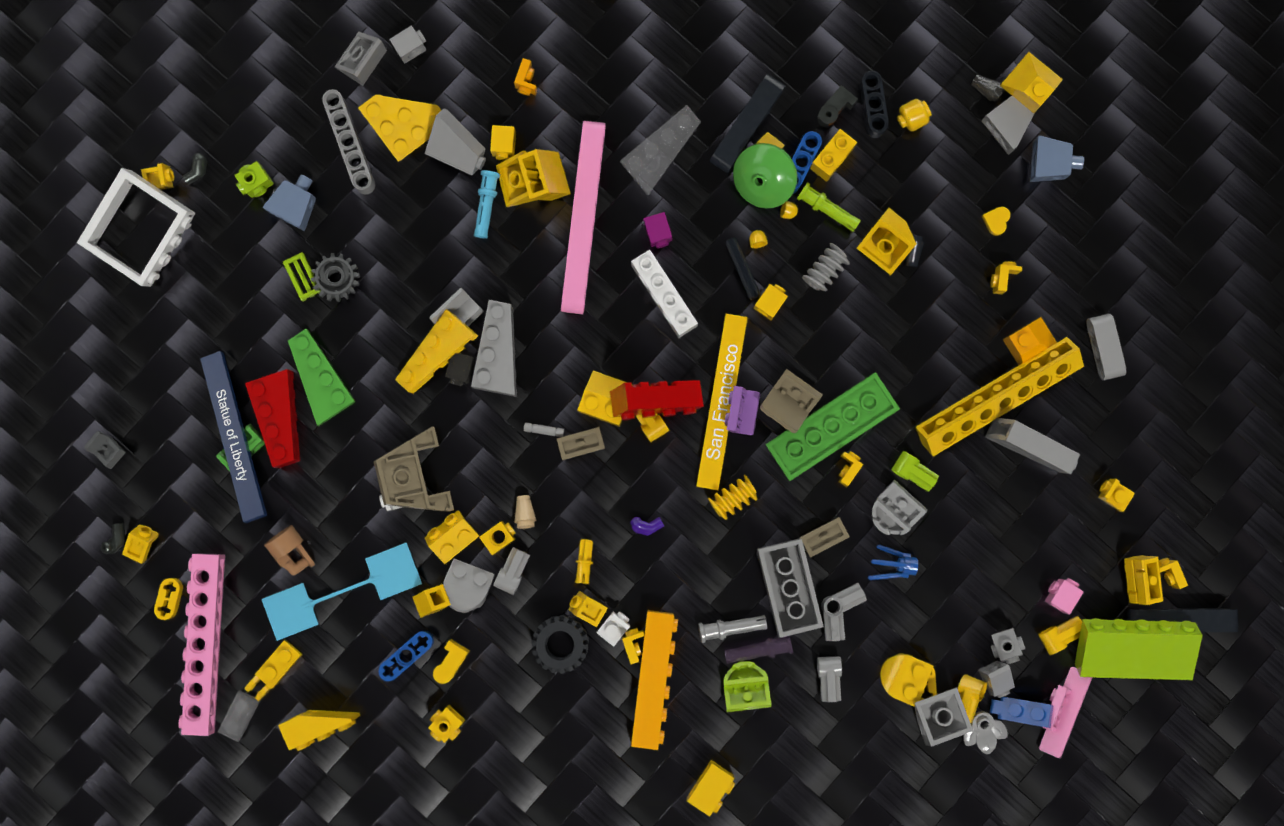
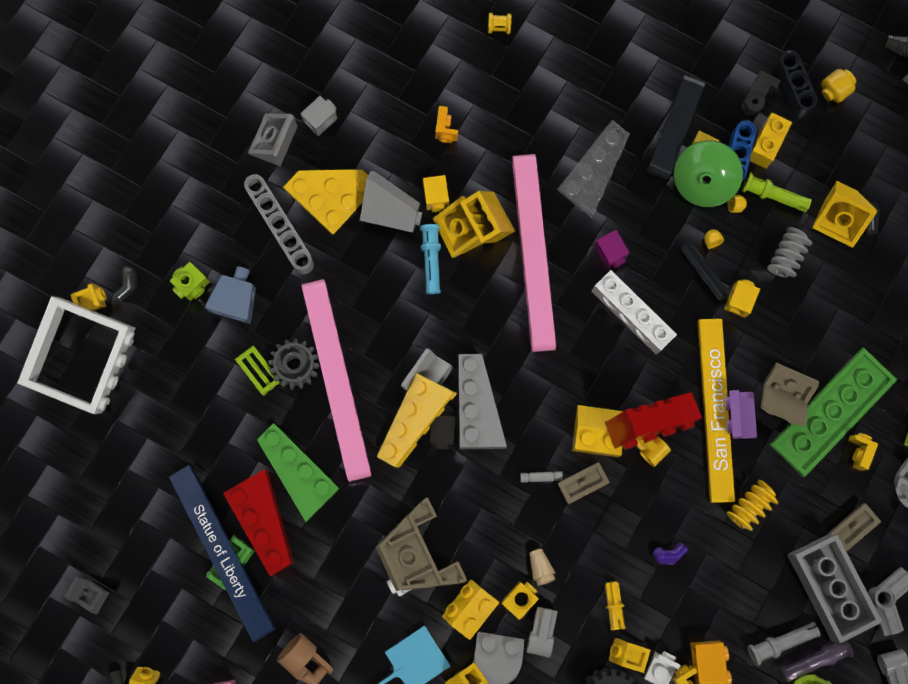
camera: 20 degrees left, 5 degrees down
(372, 299) = (336, 380): none -> bright pink beam

